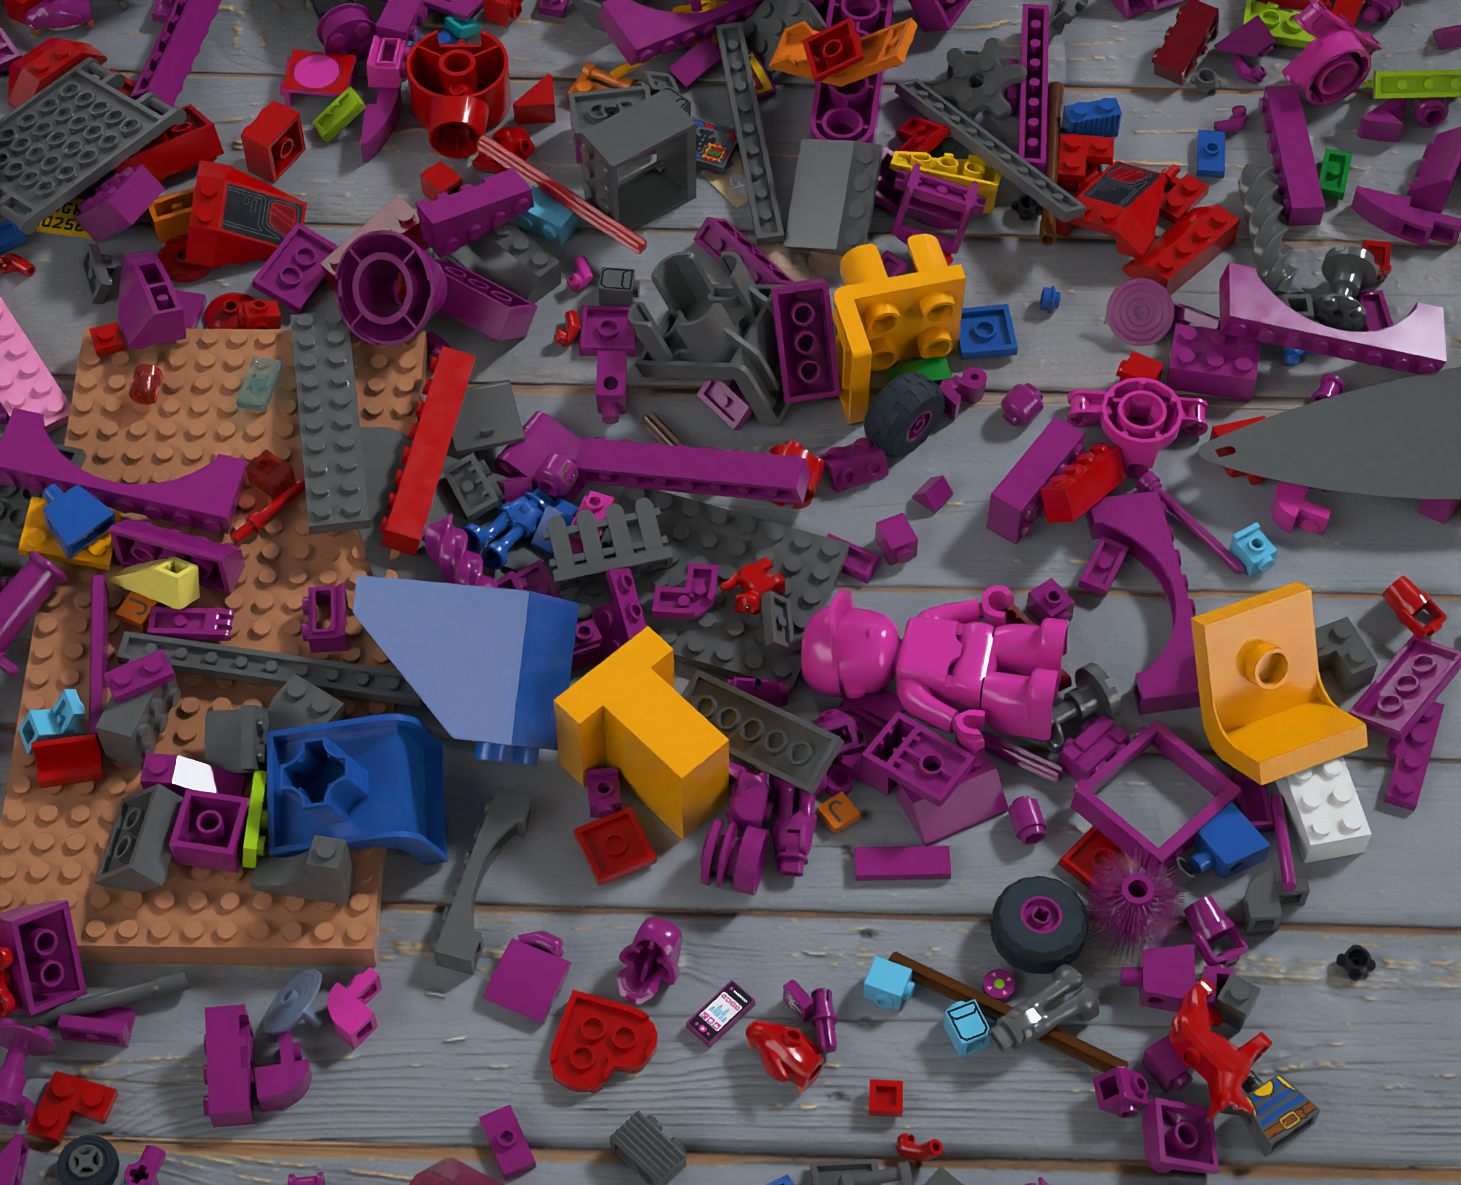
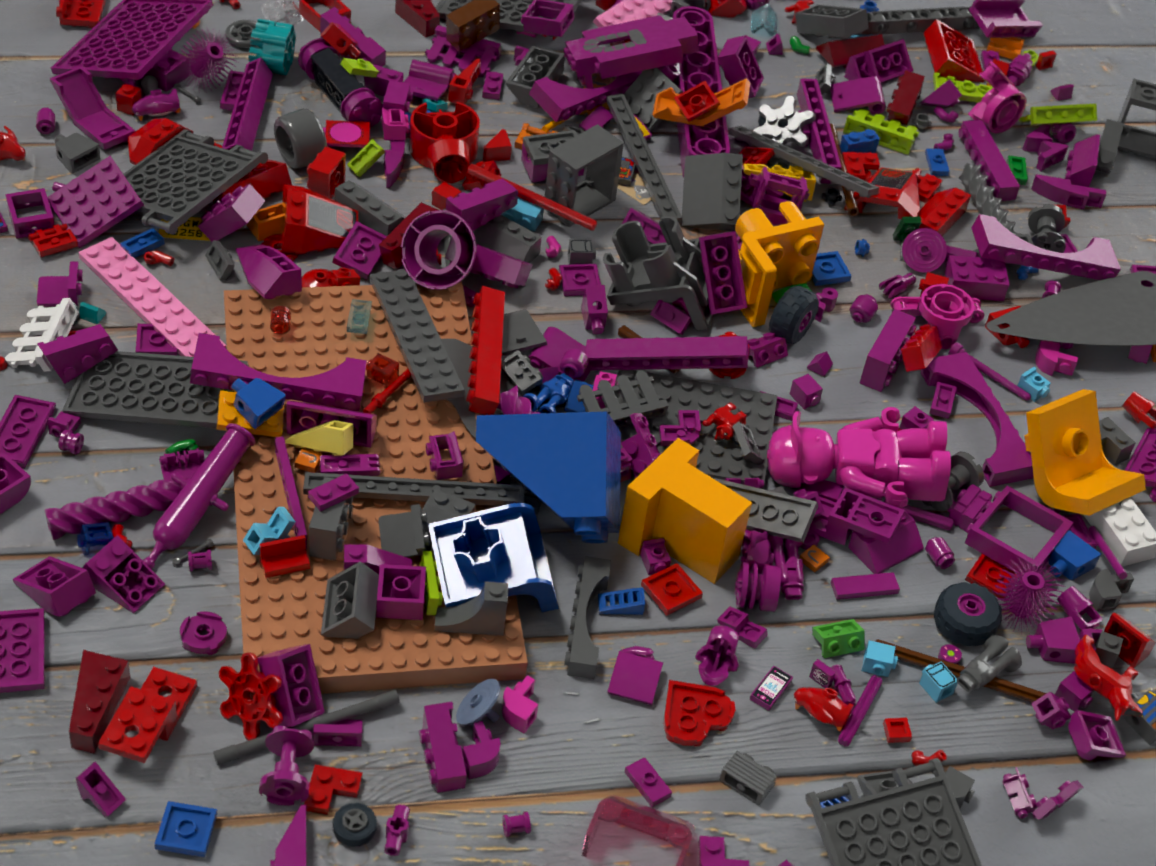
camera: 15 degrees left, 10 degrees down
(107, 339) = (244, 295): red plate -> none
(244, 79) = (299, 137): none -> dark grey wheel
(328, 195) = (371, 210): none -> dark grey slope
(547, 849) = (629, 608): none -> blue slope
(702, 914) = (748, 631): none -> magenta slope
(840, 944) = (840, 637): none -> bright green bracket
(840, 1061) = (860, 710): none -> magenta axle
(1085, 366) = (897, 284): none -> magenta arm
(1115, 30) = (858, 94): none -> magenta door
(1122, 270) = (905, 227): none -> dark green hinge
(1139, 107) = (888, 135): none -> lime fence
(1281, 994) = (1135, 644): none -> red slope
(1396, 149) = (1050, 154): none -> magenta slope

